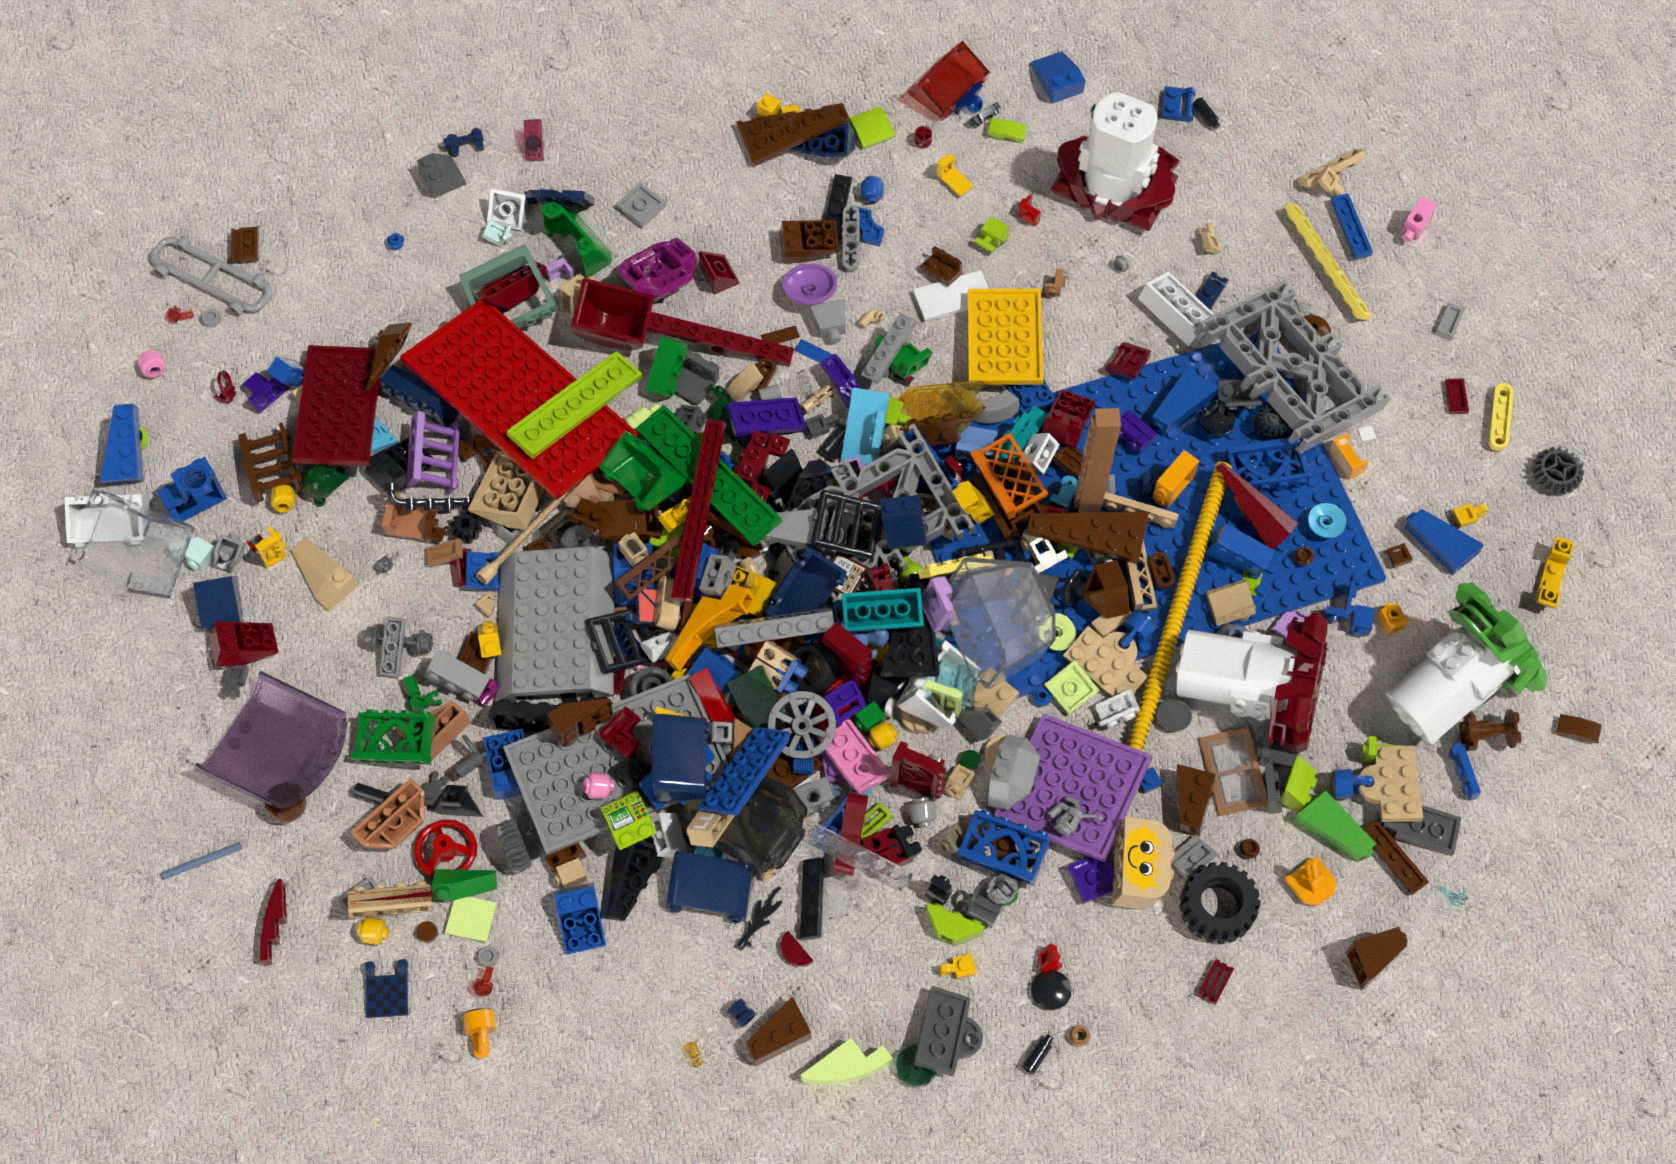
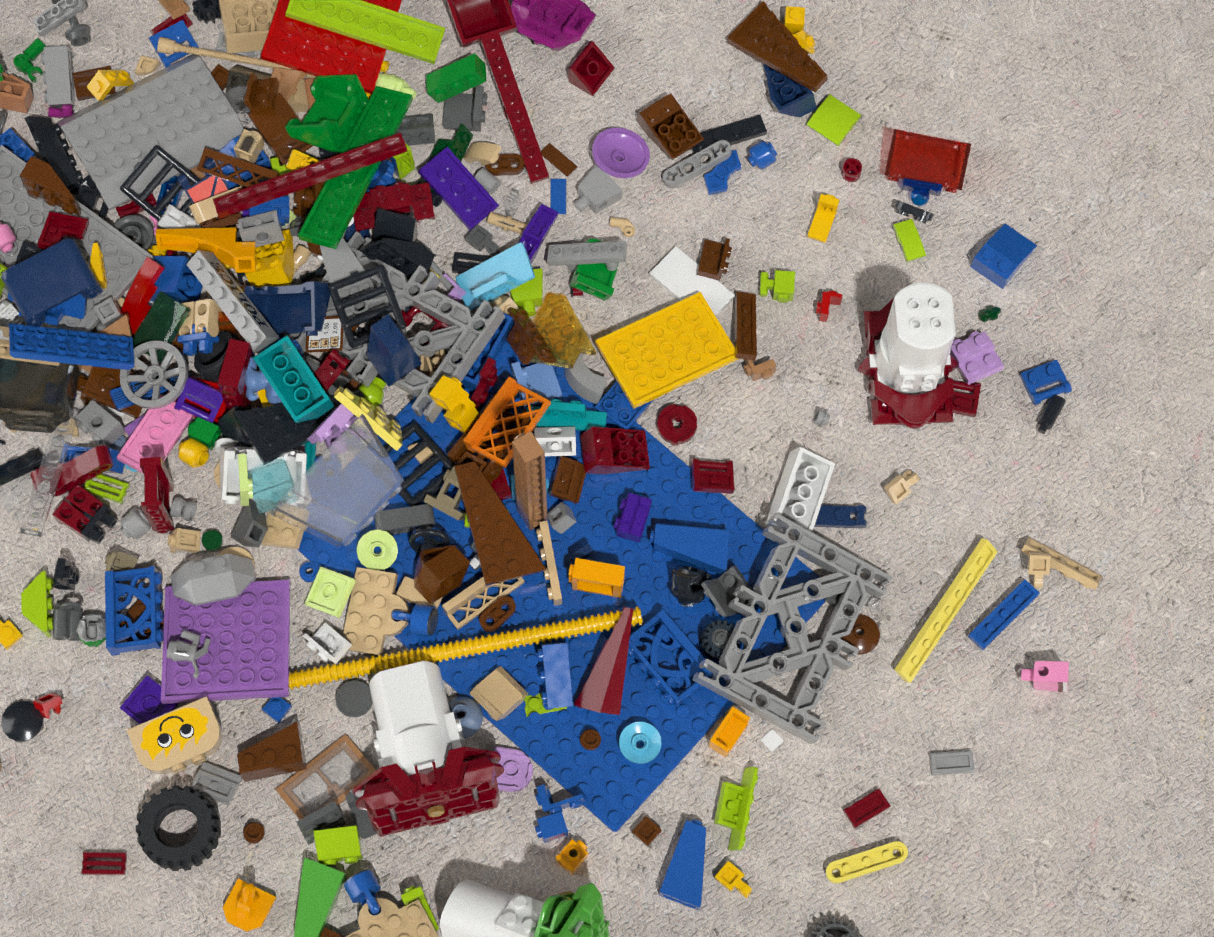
camera: 60 degrees right, 5 degrees up
(1016, 273) = (745, 326): none -> reddish brown plate
(1065, 374) = (674, 435): none -> dark red plate
(1412, 481) = (735, 806): none -> lime bracket

